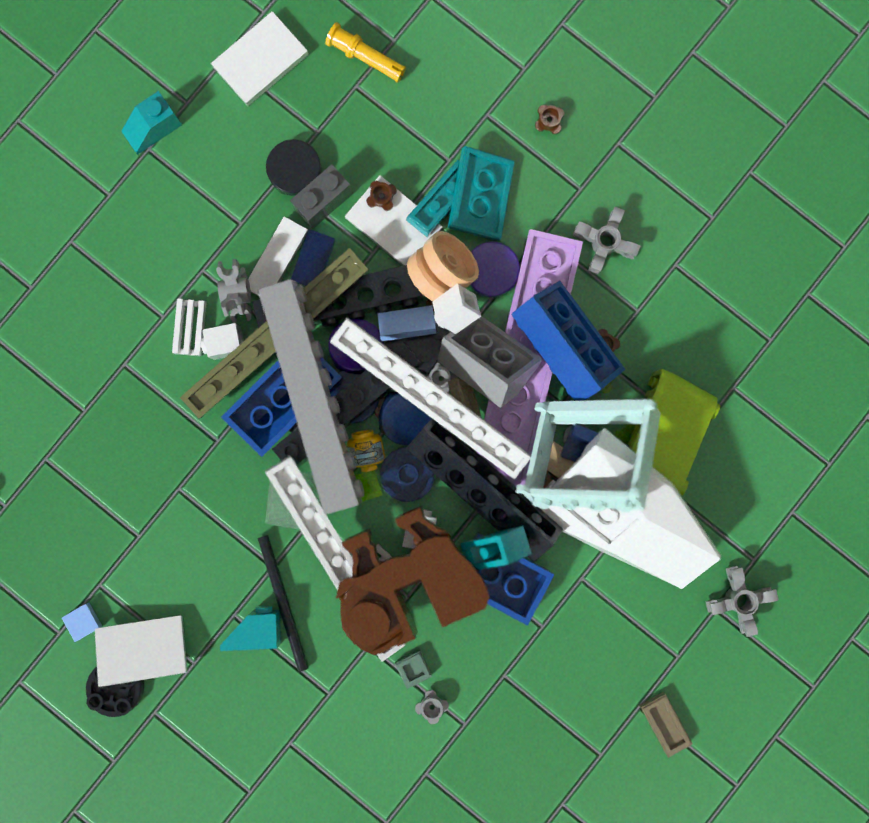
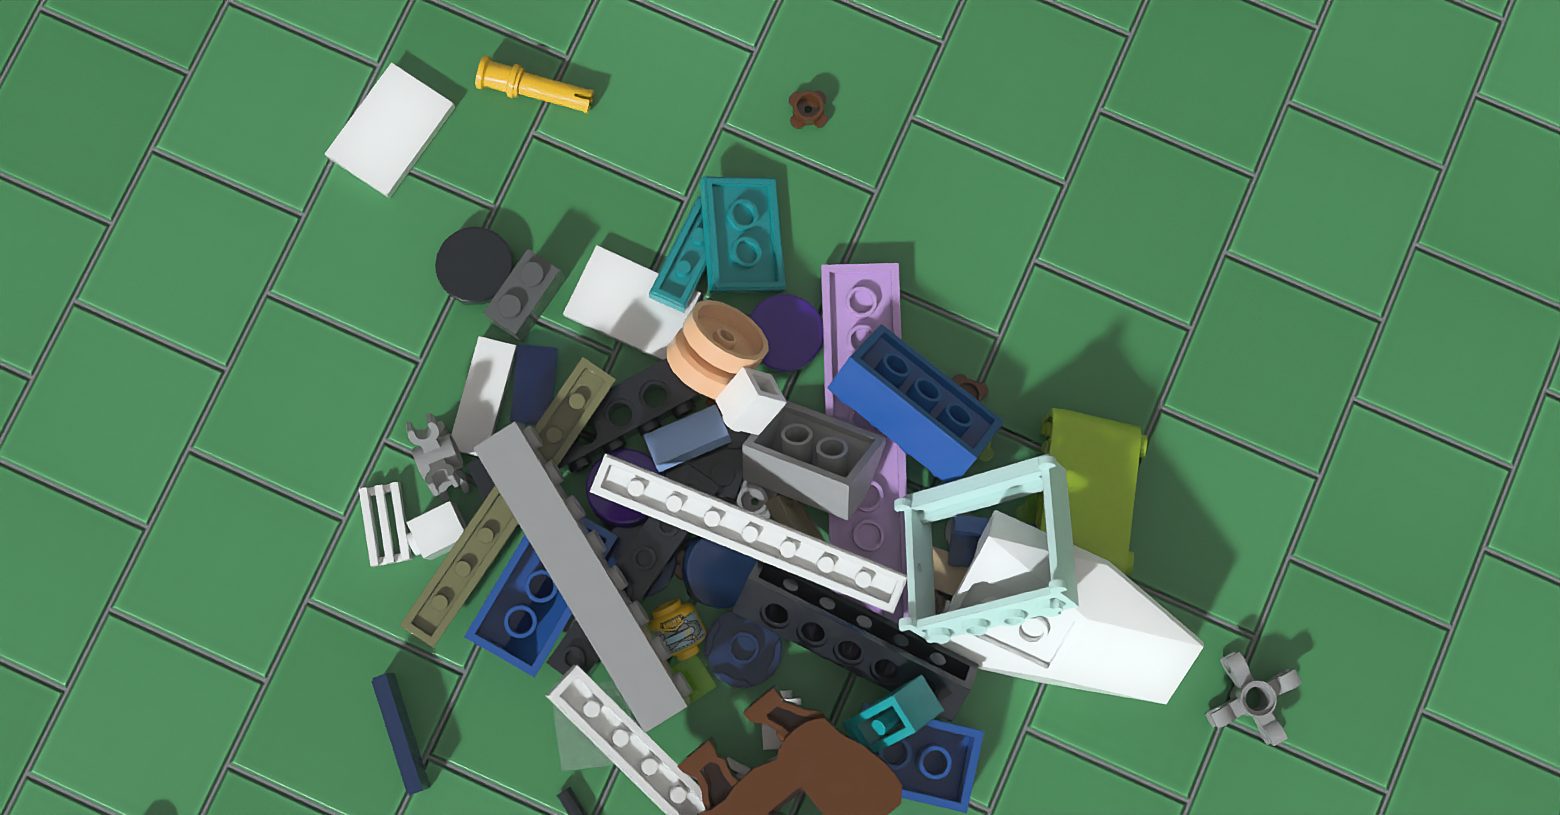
camera: 15 degrees left, 5 degrees down
(150, 123) = (260, 257): teal slope -> none
(164, 469) = (400, 733): none -> dark blue tile
(381, 188) = (598, 265): reddish brown plate -> none
(625, 248) = (905, 250): light grey pin -> none

